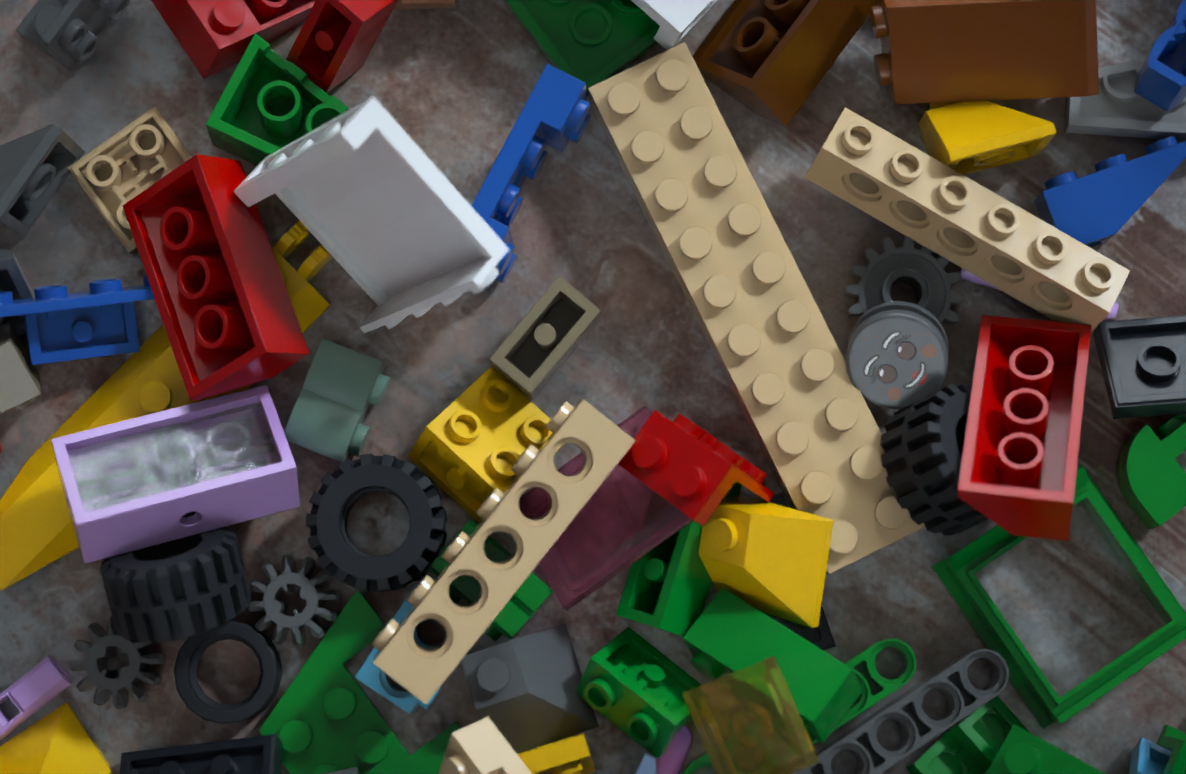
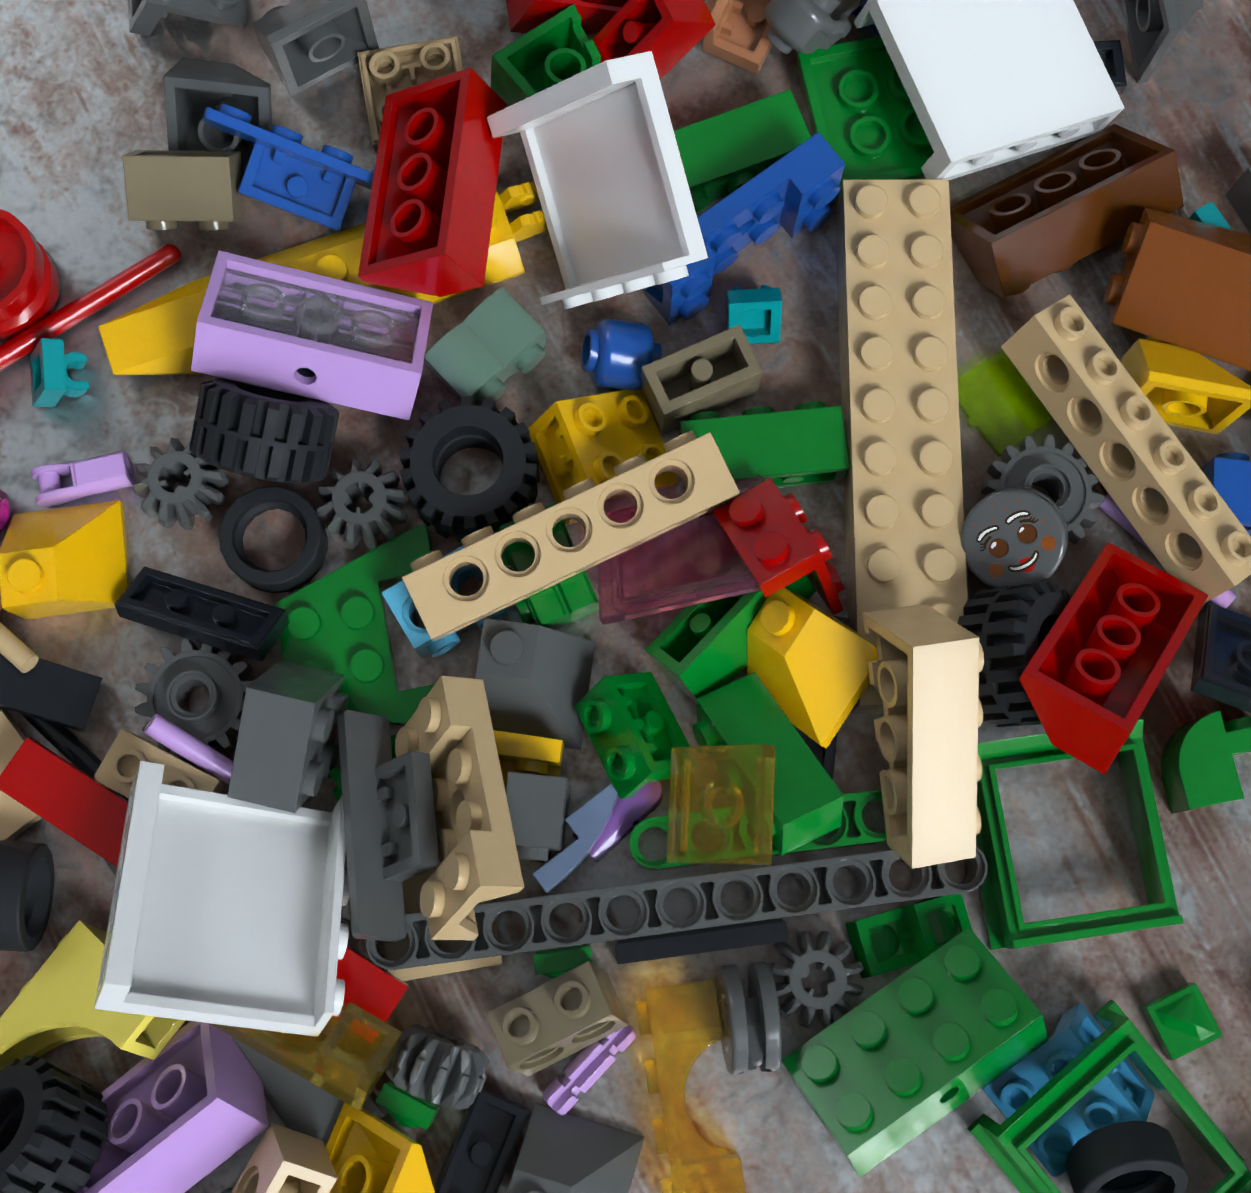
camera: 20 degrees right, 5 degrees down
(459, 346) = (617, 352): none -> blue head
(473, 100) = (738, 145): none -> green brick
(564, 249) = (756, 312): none -> teal tile
(640, 367) = (787, 446): none -> green brick
(825, 224) = (1000, 403): none -> clear neon green piece
(899, 576) = (928, 732): none -> wedge

